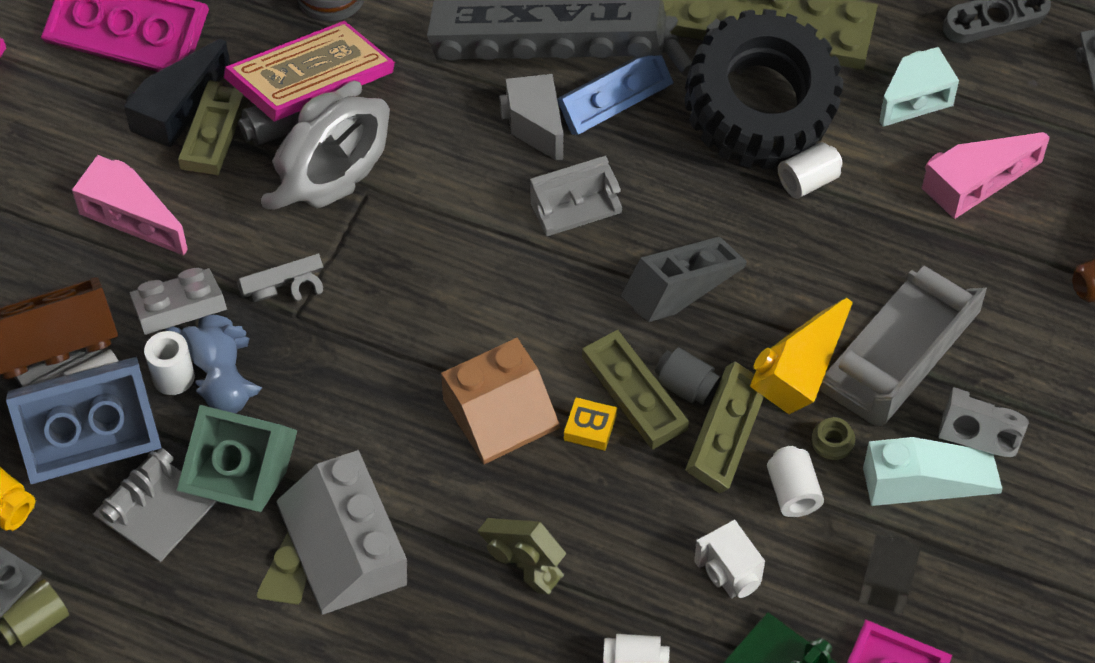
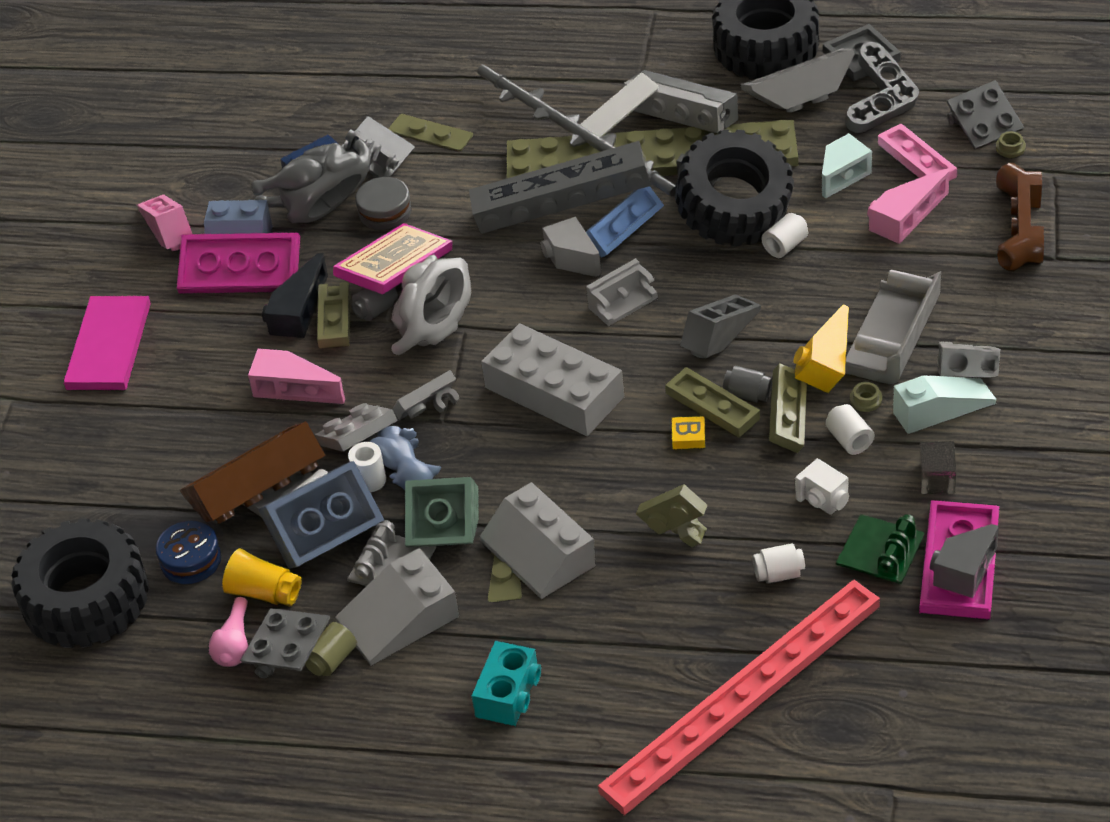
camera: 10 degrees left, 10 degrees down
(135, 579) = (399, 607): none -> light grey slope
(441, 293) = (553, 379): none -> light grey brick
(499, 400) = (617, 432): medium nougat slope -> none
(1016, 95) = (914, 152): none -> bright pink plate

